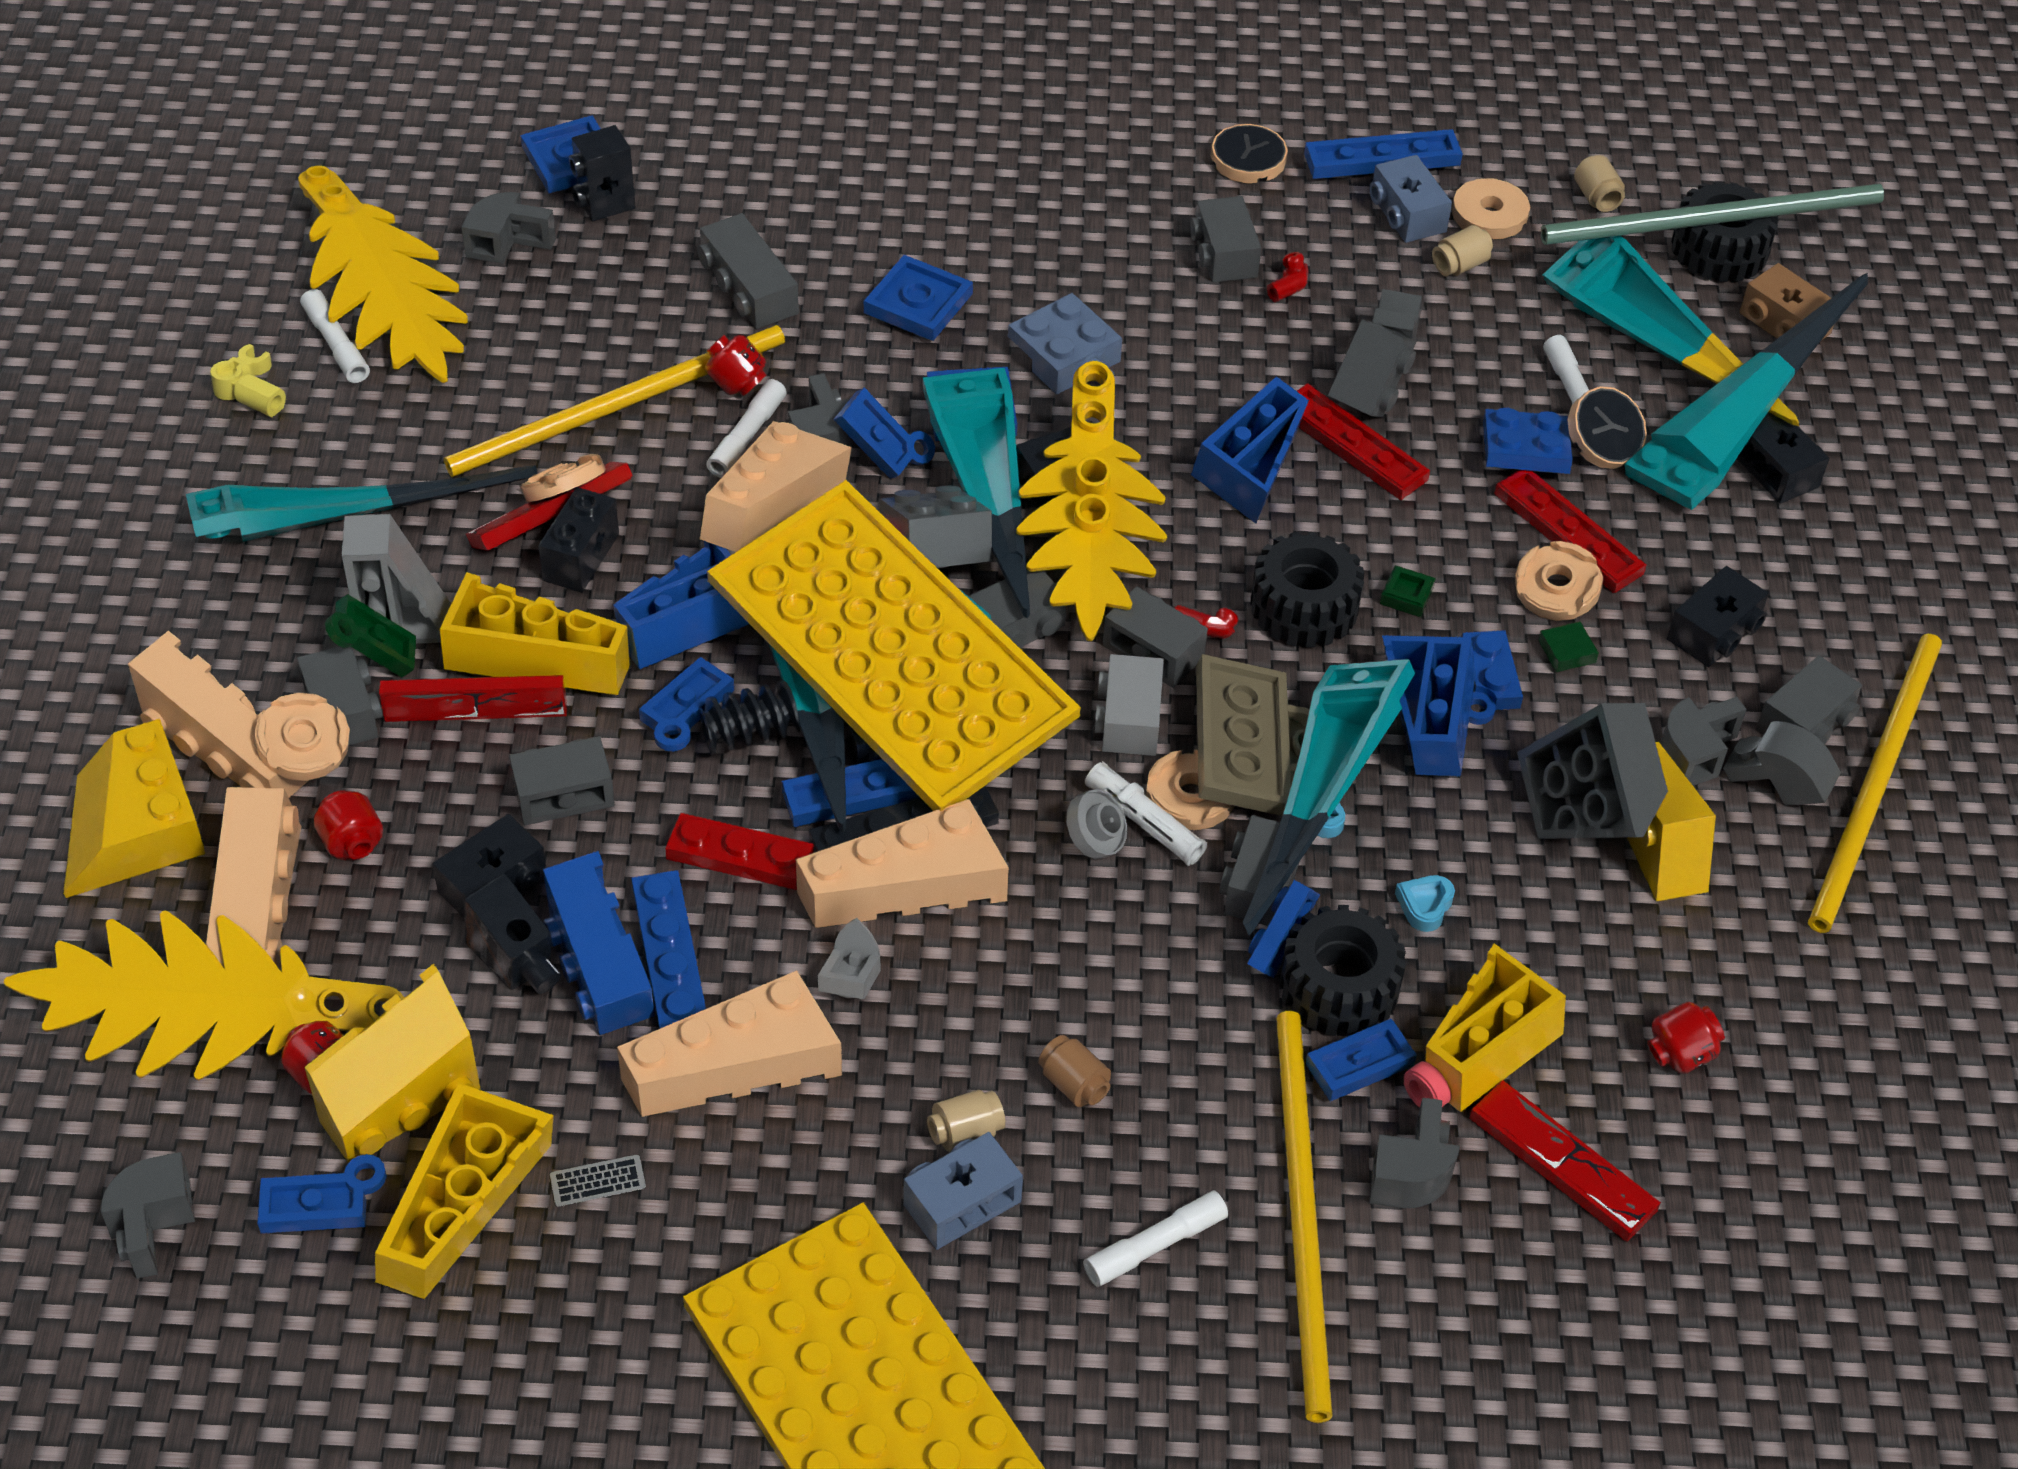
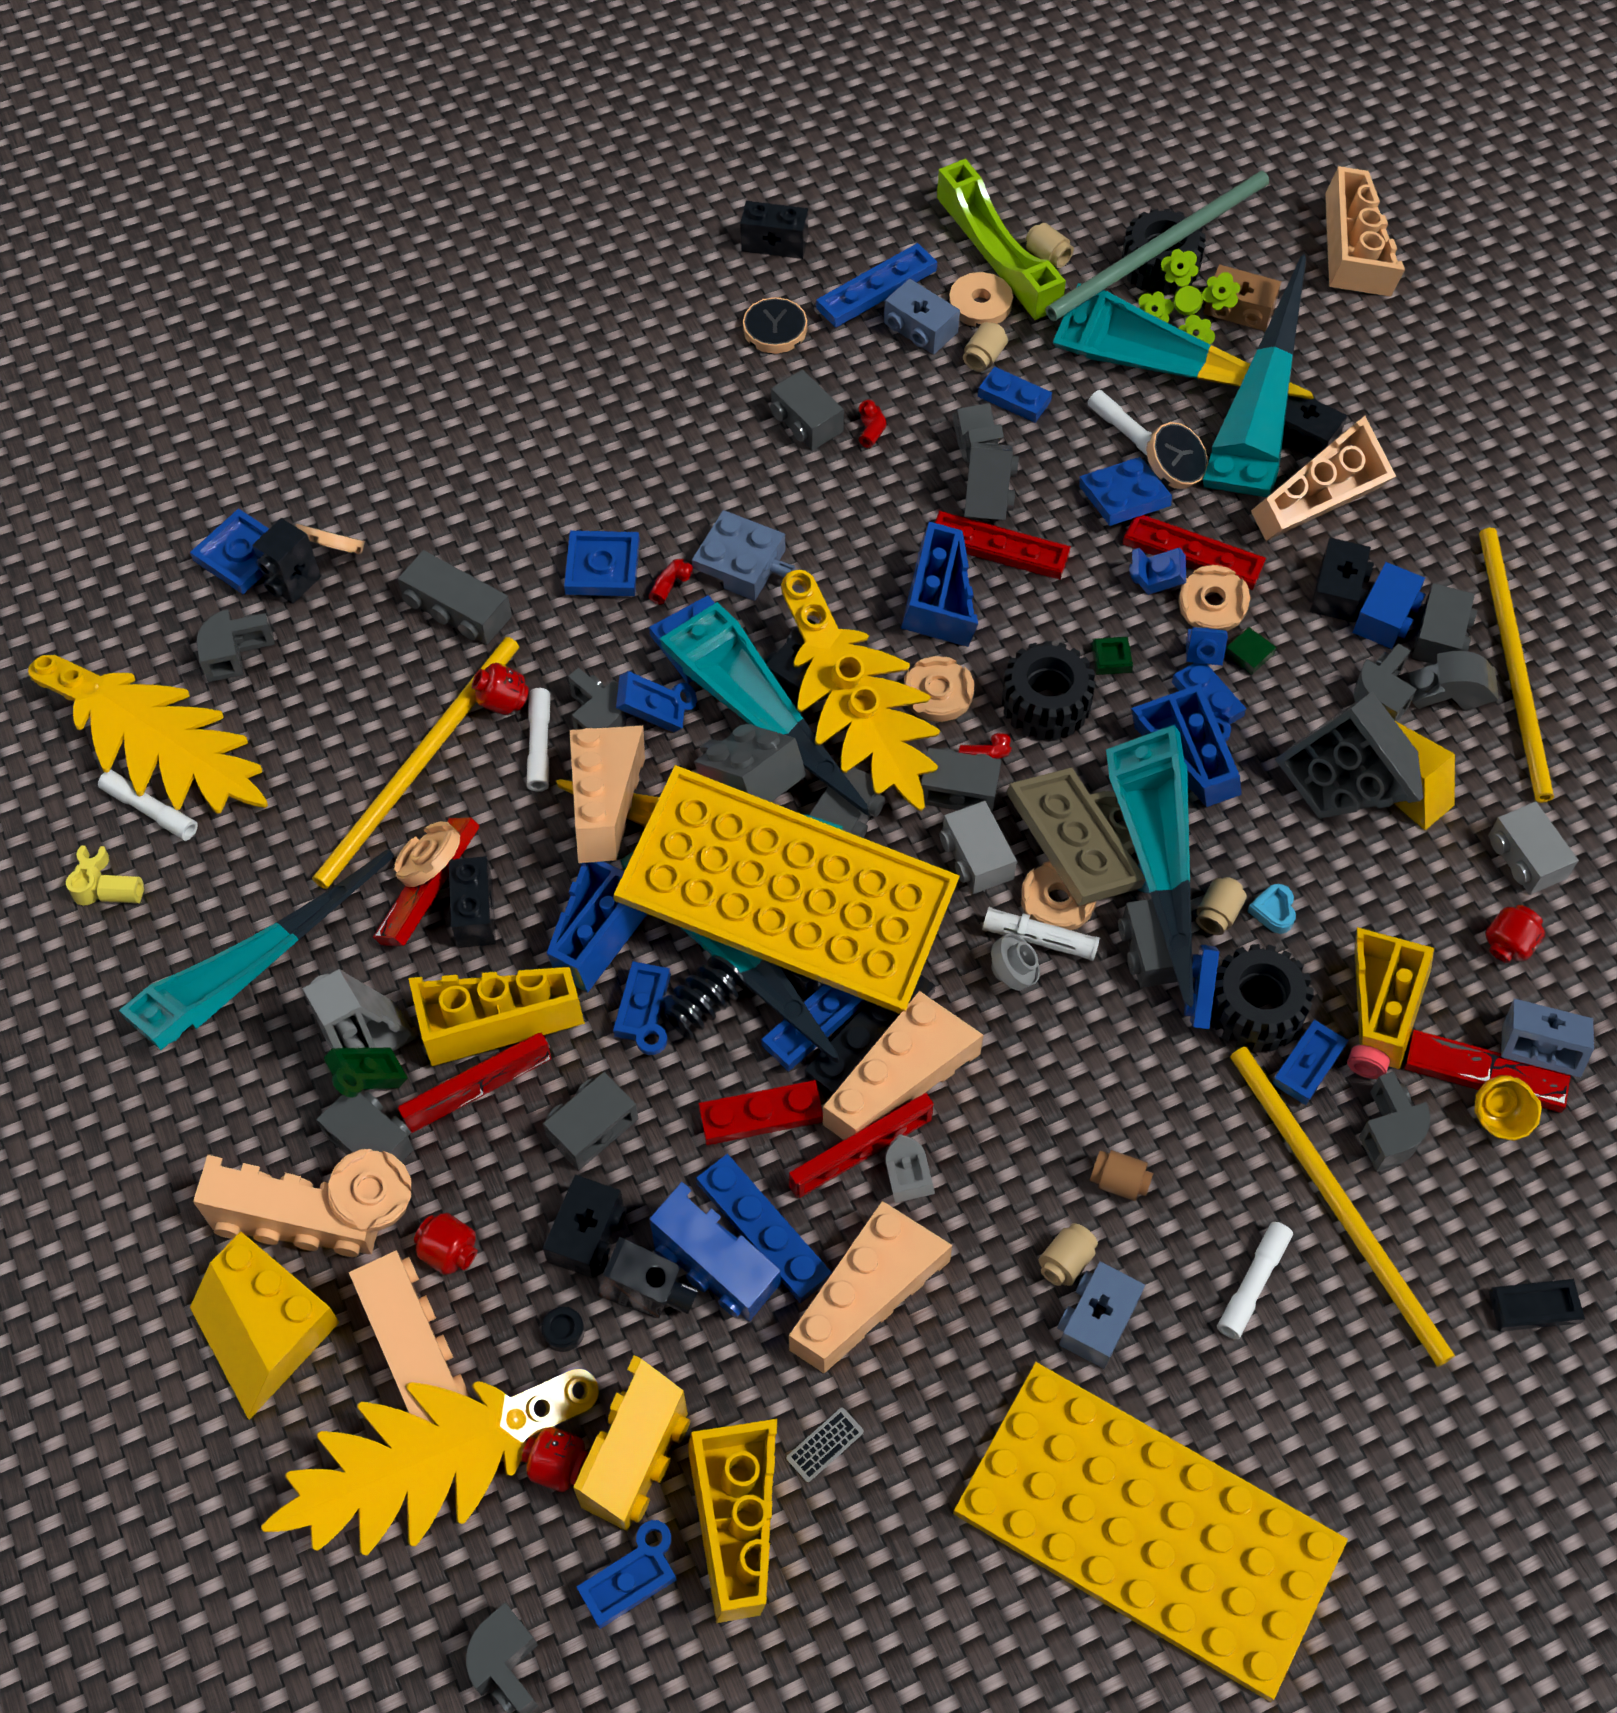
camera: 25 degrees left, 10 degrees up
(409, 954) = (563, 1329): none -> black tile
(660, 171) = (332, 539): none -> light nougat tile
(815, 920) = (860, 1146): none -> red tile
(986, 332) = (667, 578): none -> red arm
(1196, 548) = (946, 683): none -> light nougat tile
(1304, 64) = (774, 229): none -> black brick
(1362, 868) = (1220, 905): none -> tan brick
(1463, 1413) = (1536, 1305): none -> black tile
(1468, 309) = (1014, 394): none -> blue plate
(1510, 530) = (1158, 571): none -> blue bracket
(1515, 615) = (1206, 645): none -> blue bracket
(1535, 125) = (1032, 279): none -> lime arch
(1555, 1196) = (1507, 1108): none -> yellow hair
(1651, 1151) = (1547, 1038): none -> sand blue brick
(1720, 283) = (1188, 298): none -> lime plant
(1758, 661) = (1389, 605): none -> blue brick
(1761, 513) = (1334, 477): none -> light nougat wedge
(1765, 964) = (1532, 848): none -> light grey brick
(1965, 301) = (1357, 238): none -> light nougat wedge

